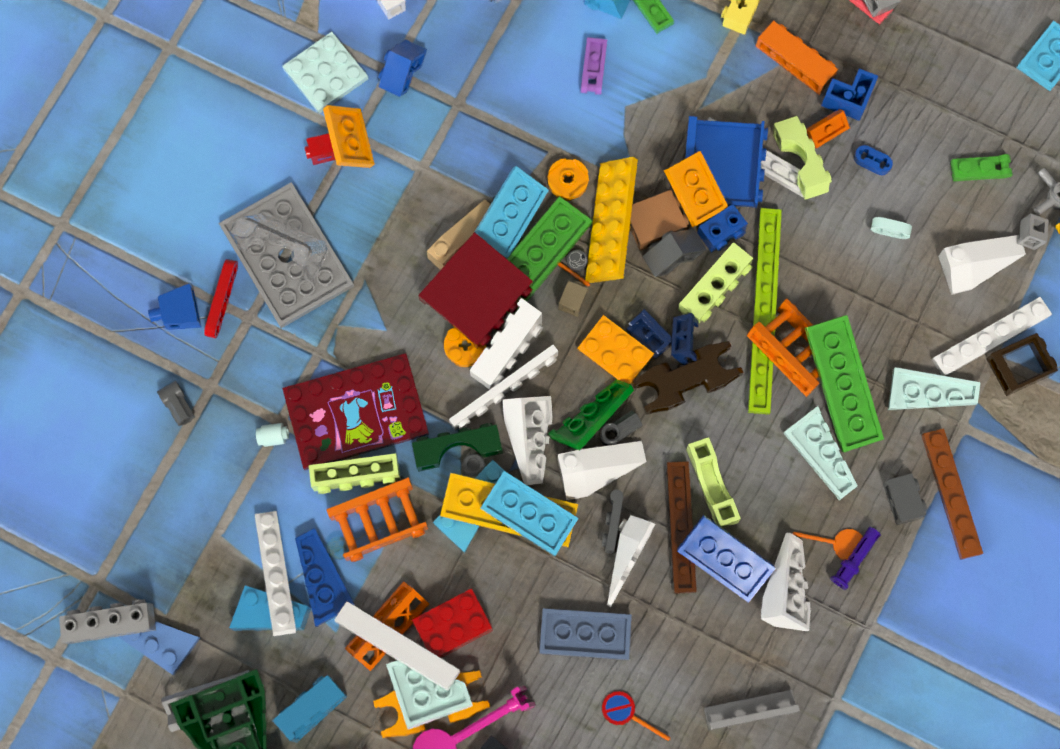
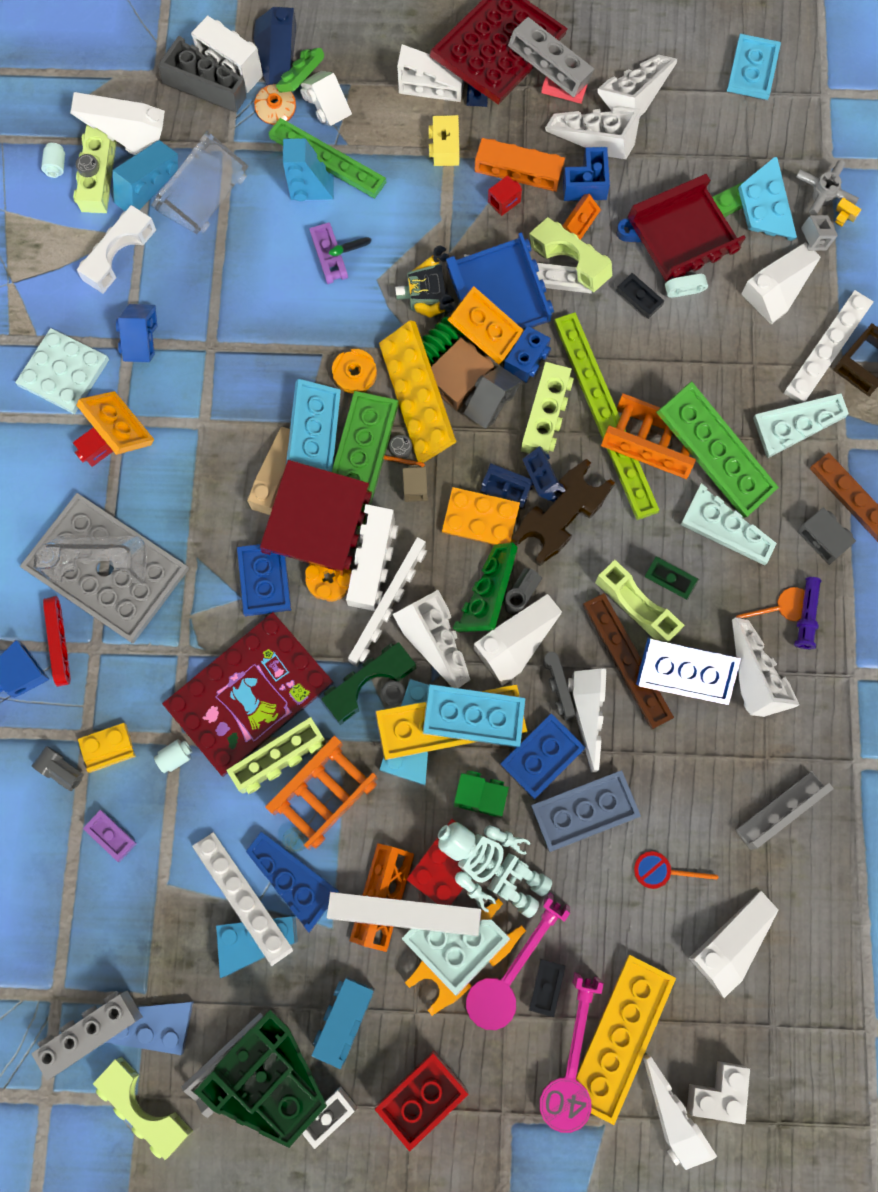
camera: 25 degrees left, 0 degrees up
(114, 674) = (118, 1087): none -> yellowish green arch
(193, 476) = (109, 836): none -> medium lavender plate
(222, 403) = (106, 747): none -> yellow plate
(409, 324) = (263, 581): none -> blue plate
(467, 610) = (481, 852): none -> light aqua piece
(503, 581) = (481, 796): none -> green brick
(571, 573) = (542, 756): none -> blue plate
(618, 68) = (339, 249): none -> black piece
(651, 183) = (440, 337): none -> green piece
(663, 132) = (427, 286): none -> torso
(751, 474) = (671, 577): none -> dark green brick
(770, 79) = (504, 195): none -> red brick
(846, 219) = (640, 295): none -> black plate
(881, 56) = (599, 129): none -> white wedge
(914, 177) = (683, 228): none -> dark red panel
(932, 33) = (638, 86): none -> white wedge
(999, 185) = (767, 203): none -> medium azure wing

